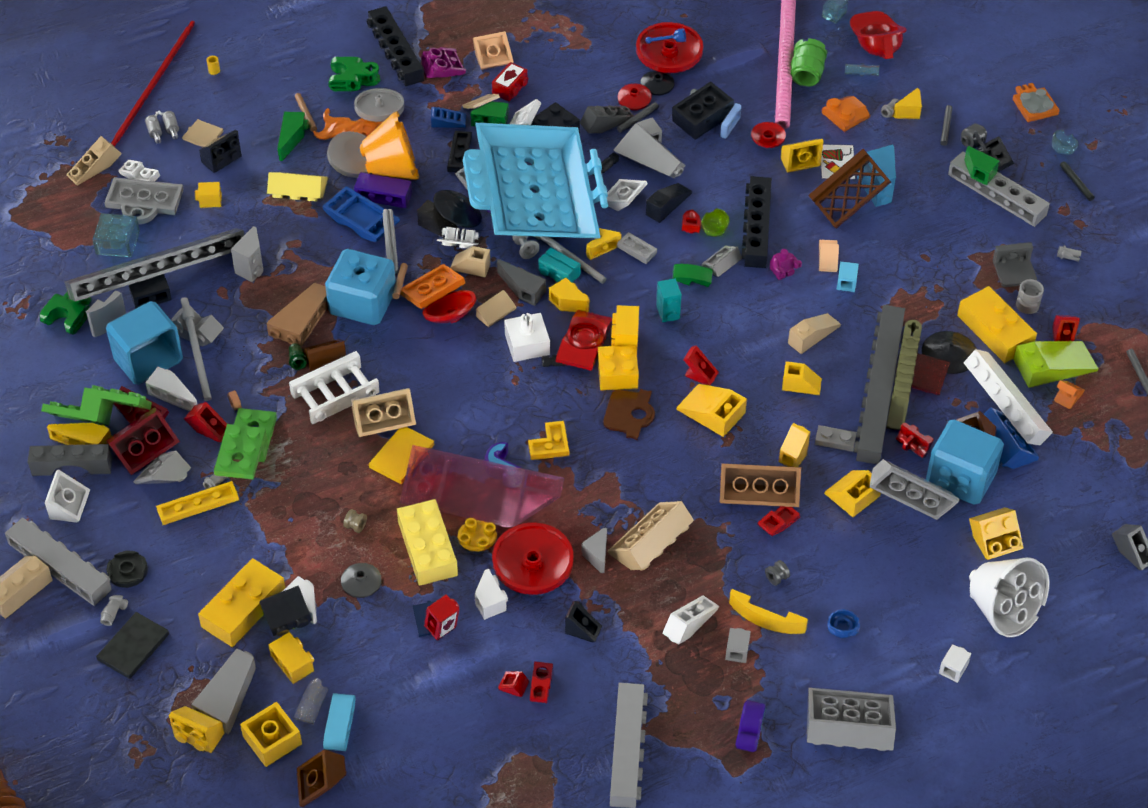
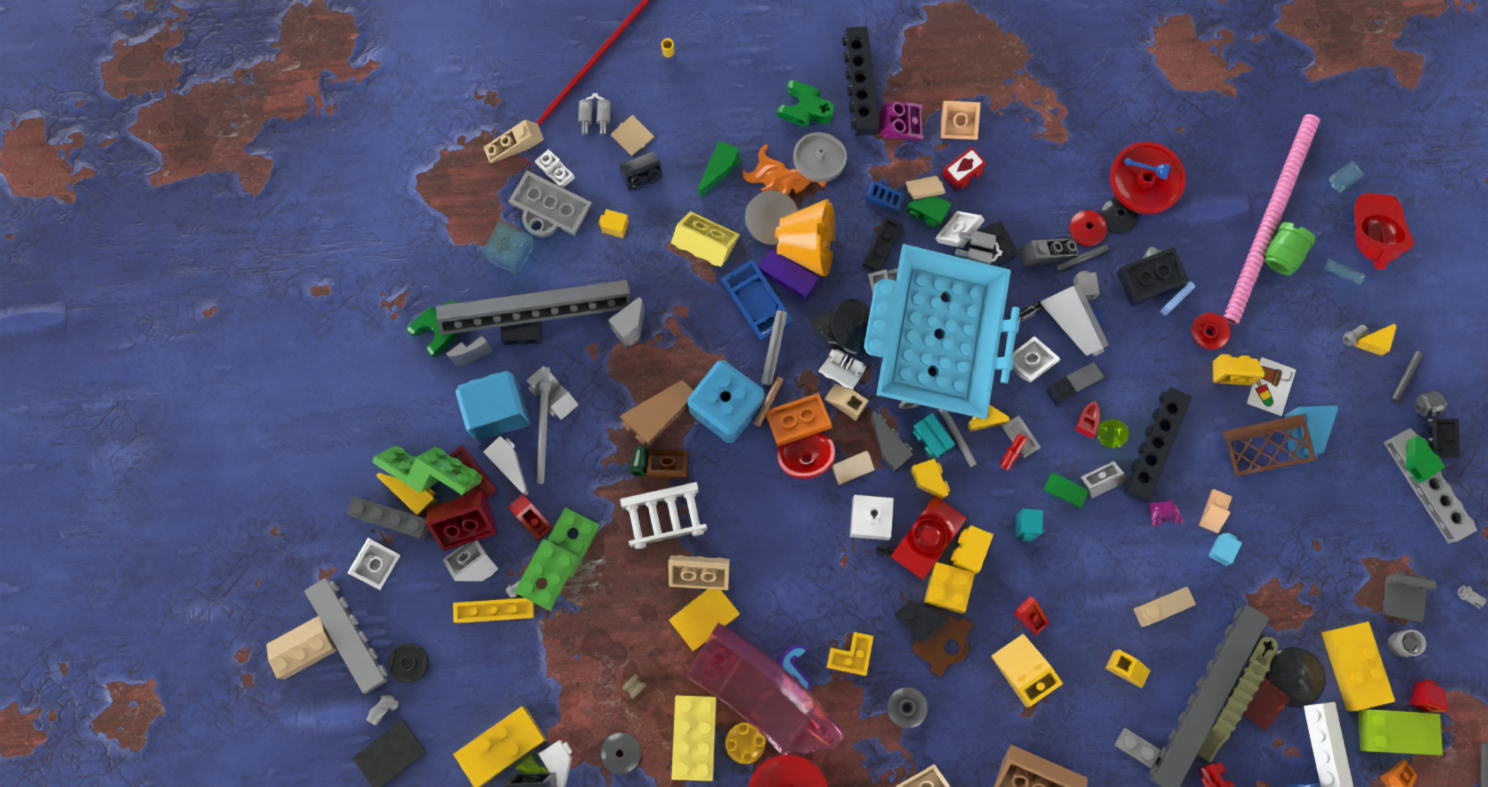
camera: 20 degrees right, 25 degrees up
(234, 400) = (563, 497): nougat tile -> none
(303, 107) = (743, 140): medium nougat bar -> none
(544, 116) = (979, 239): none -> light grey piece
(602, 400) = (921, 620): none -> black wing
(615, 458) = (917, 704): none -> dark grey dish
(634, 257) = (1013, 452): none -> red axle
(795, 446) = (1091, 754): yellow slope -> none
(845, 112) = (1305, 323): orange slope -> none

